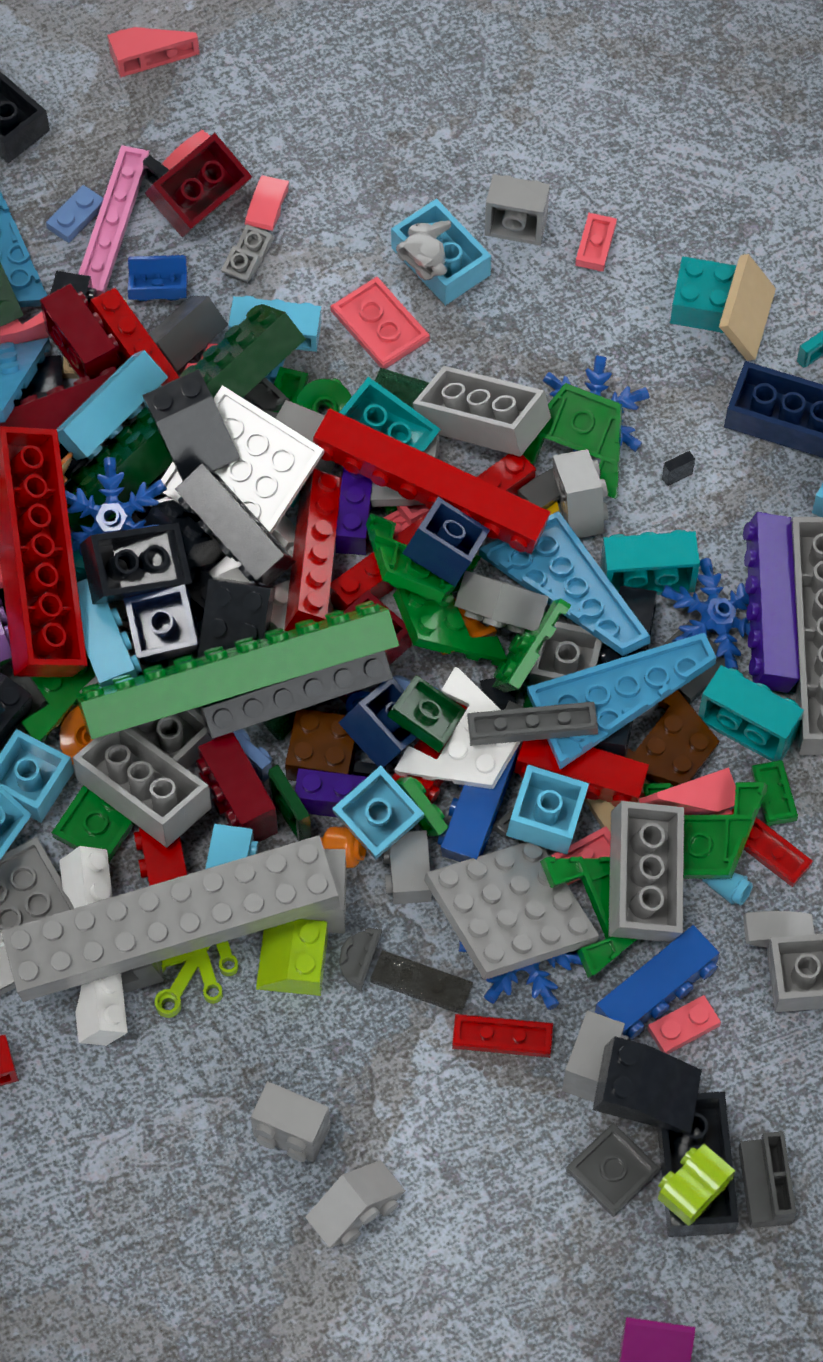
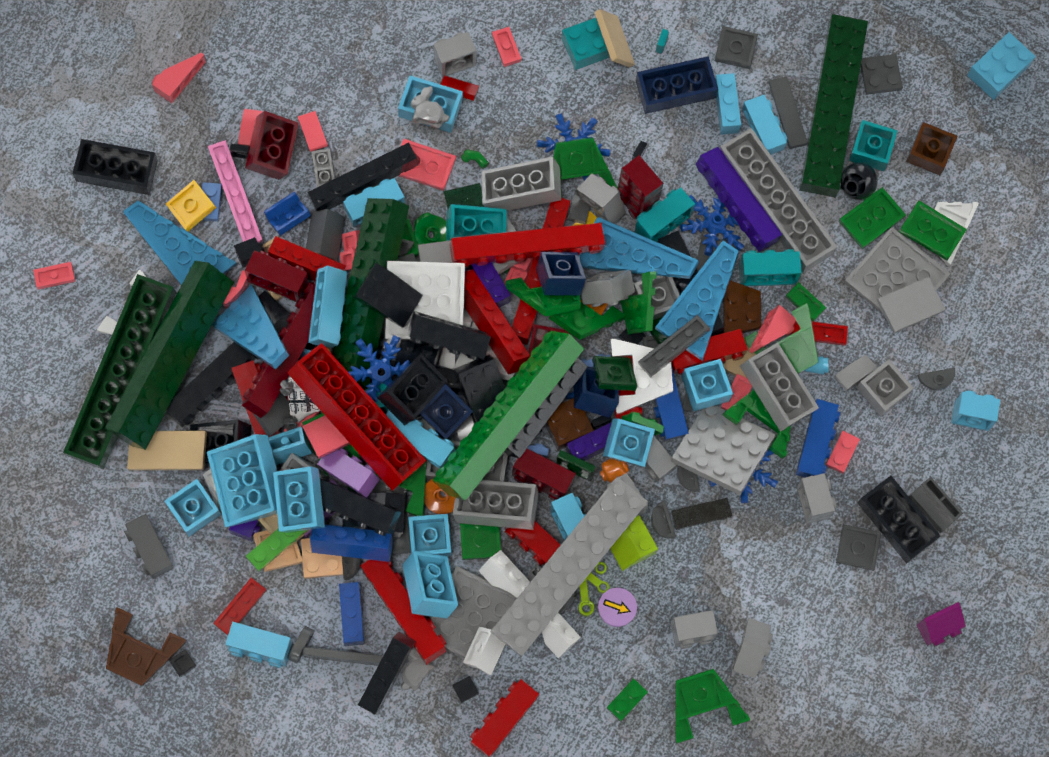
camera: 40 degrees left, 10 degrees up
(46, 201) = (190, 205): none -> yellow tile
(132, 1163) = (627, 700): none -> green plate
(212, 1031) = (617, 607): none -> lavender tile
(237, 1223) = (701, 695): none -> green wing
(335, 292) = (368, 175): none -> black brick
(435, 924) = (688, 479): none -> dark grey plate
(454, 348) = (476, 156): none -> green arm
(502, 262) = (469, 90): none -> red tile
(502, 1035) = (759, 515): red tile -> none
(634, 490) = (639, 187): none -> dark red brick
(647, 1086) = (856, 498): black slope -> none
(695, 1184) = (911, 531): lime brick -> none

